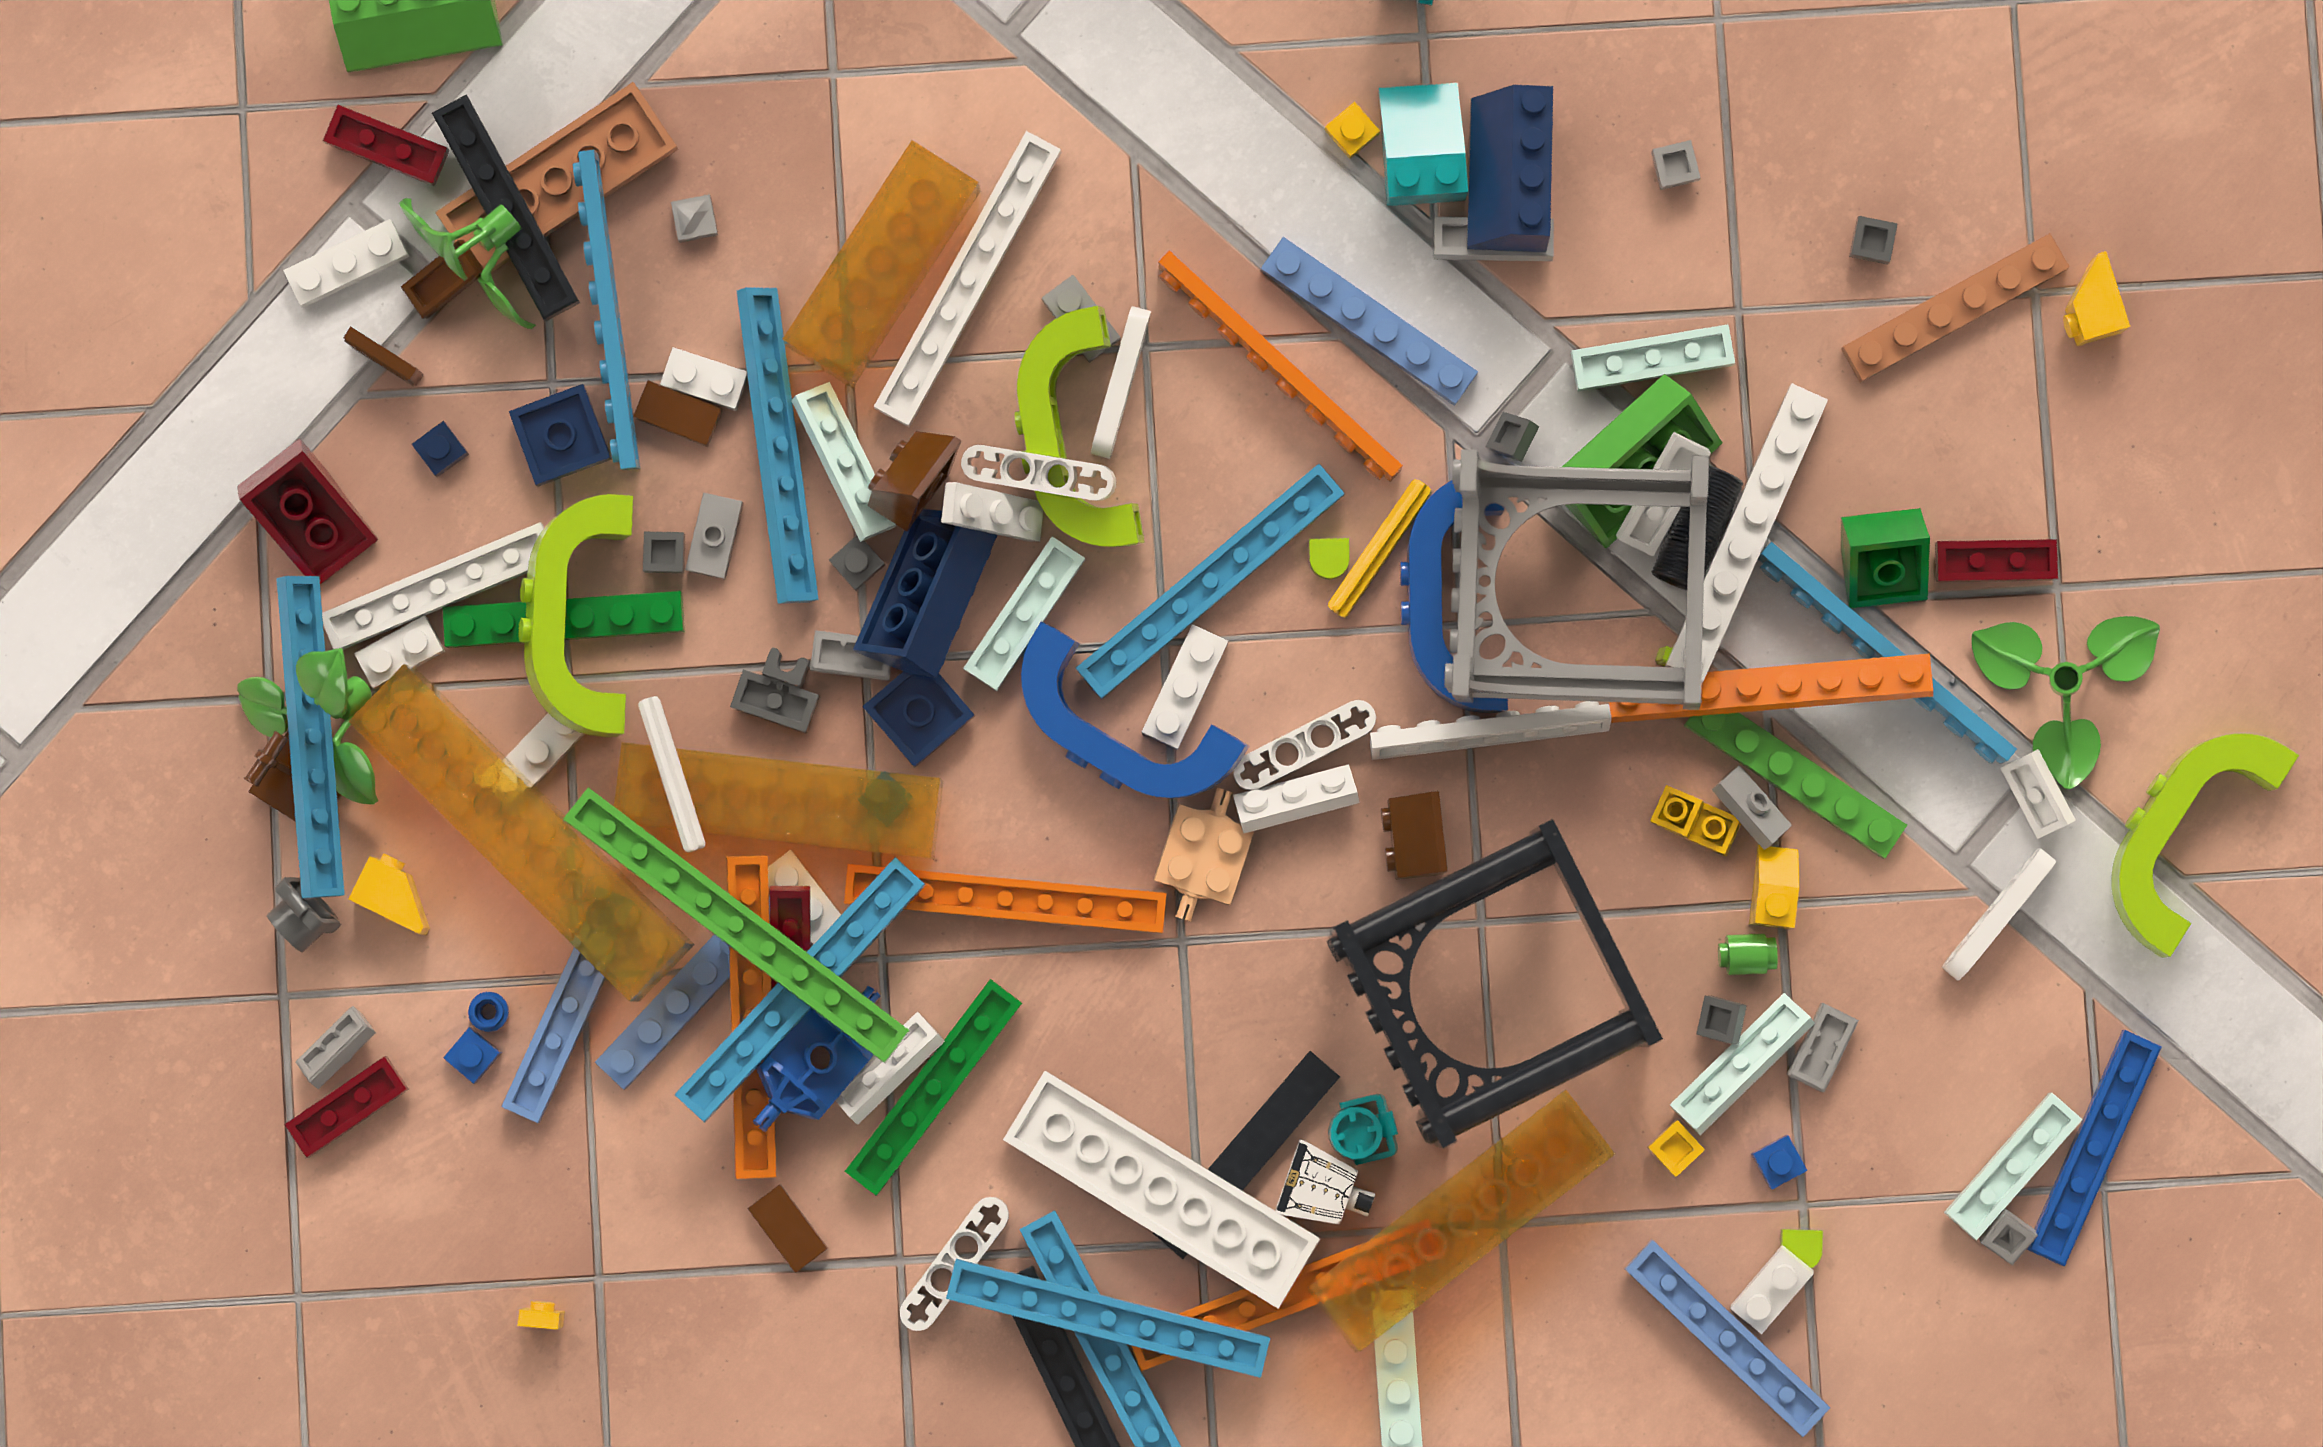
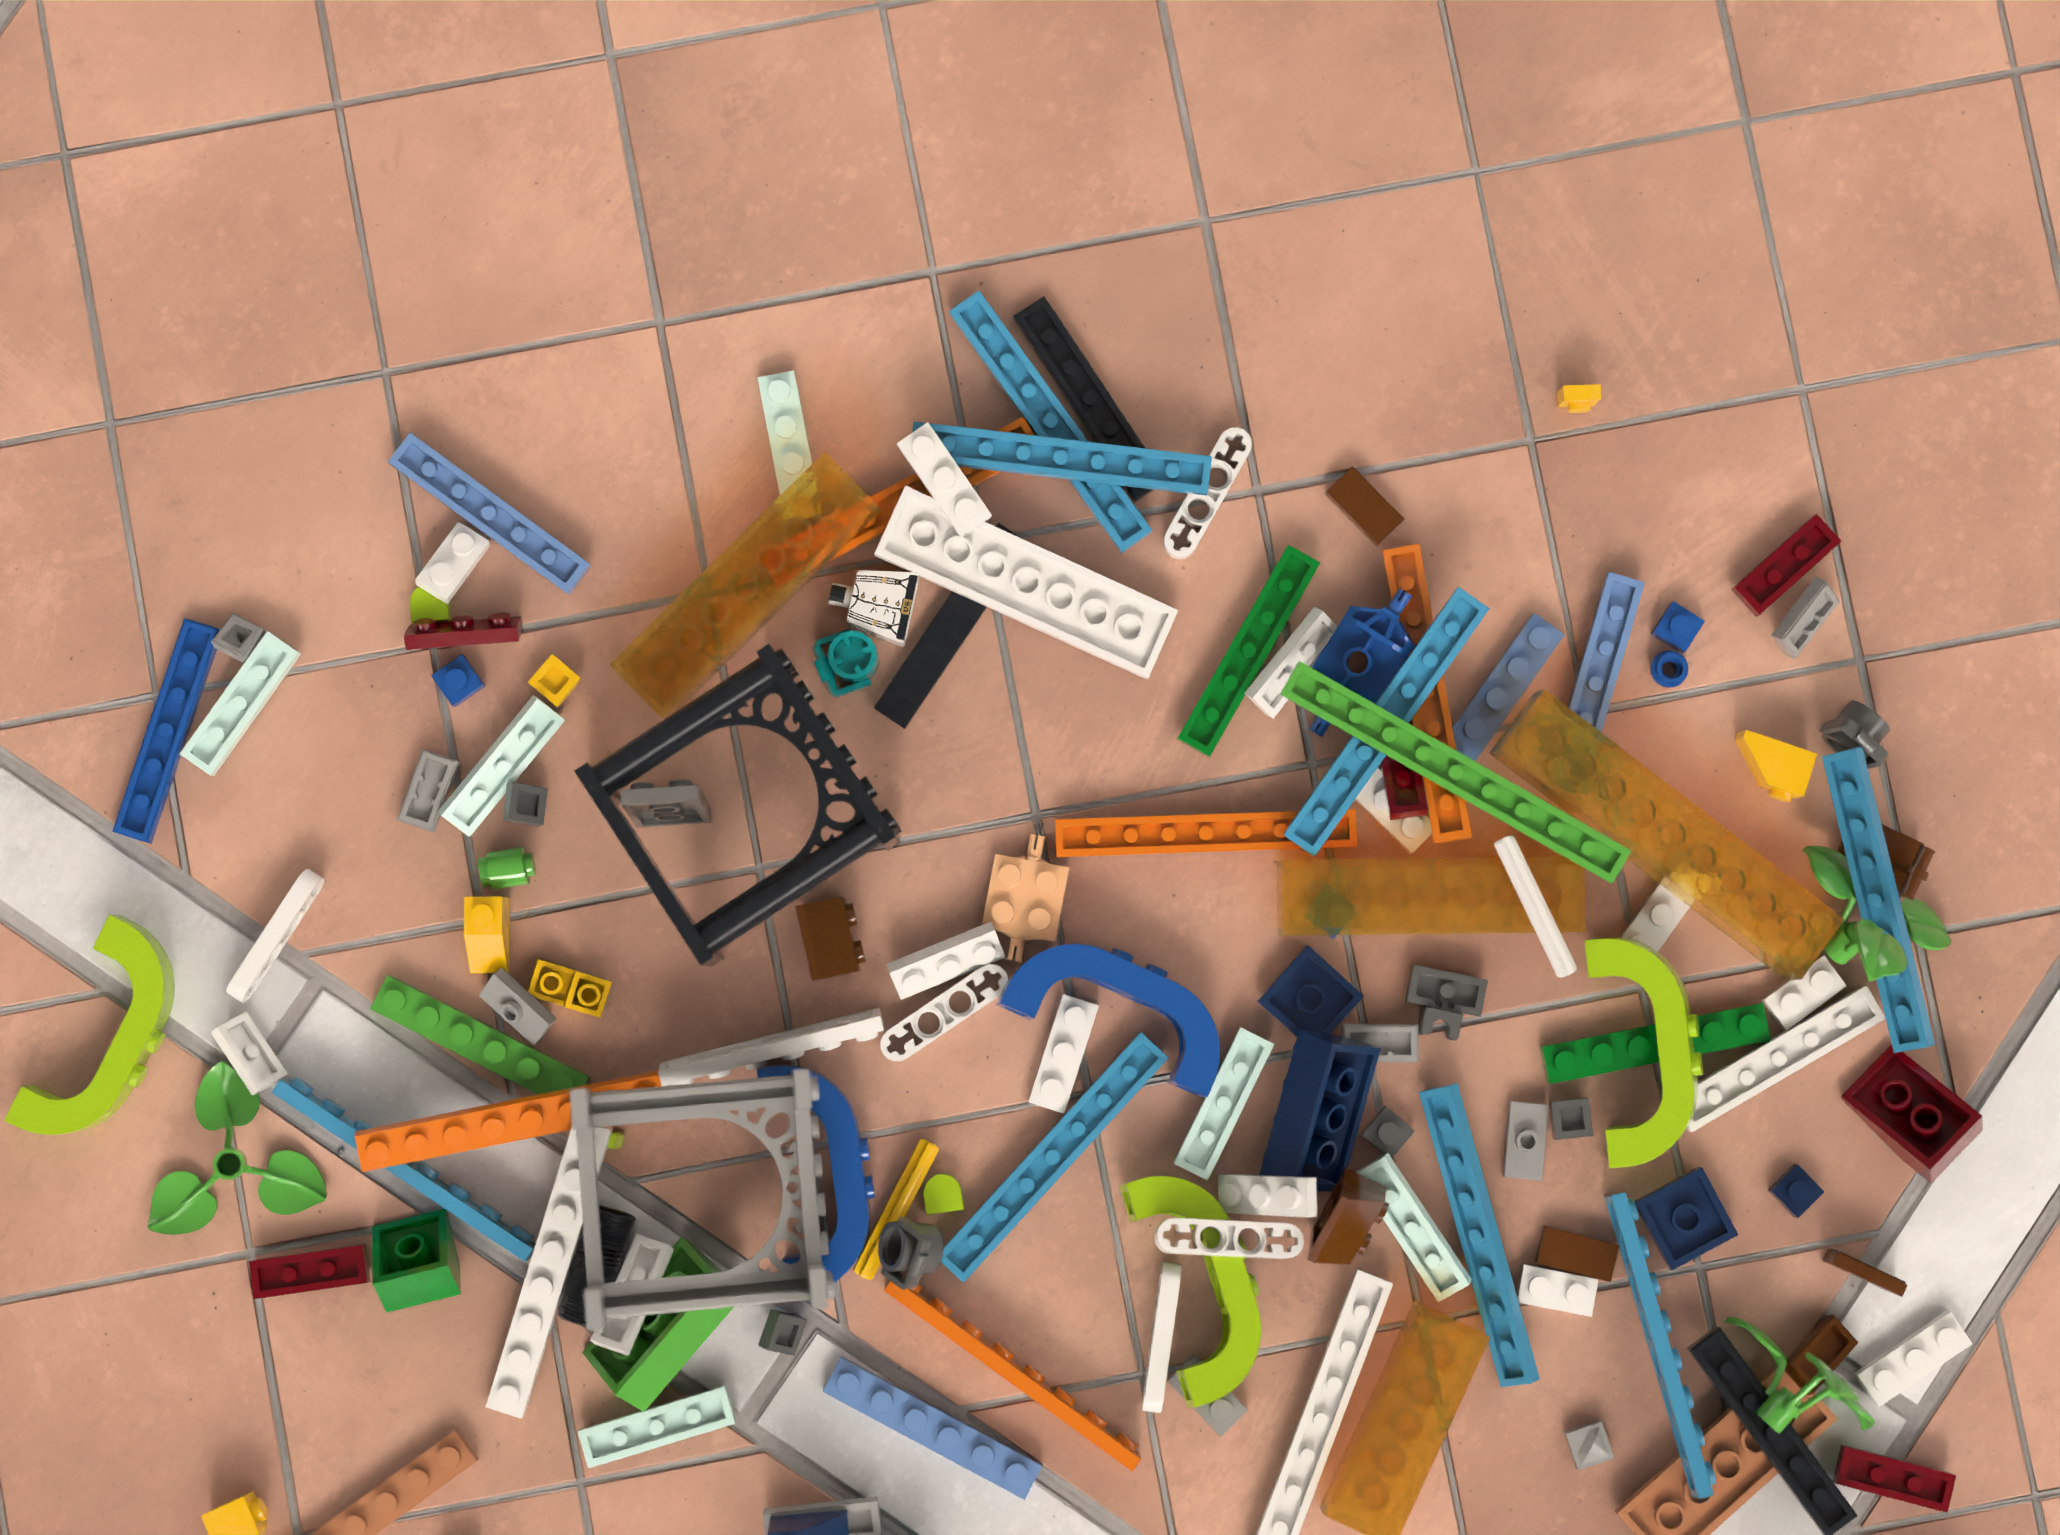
camera: 165 degrees right, 0 degrees up
(1235, 1308) = (944, 480): none -> white plate
(1369, 503) = (909, 1249): none -> dark grey piece
(1558, 995) = (665, 806): none -> dark grey plate
(1768, 1212) = (463, 631): none -> dark red plate

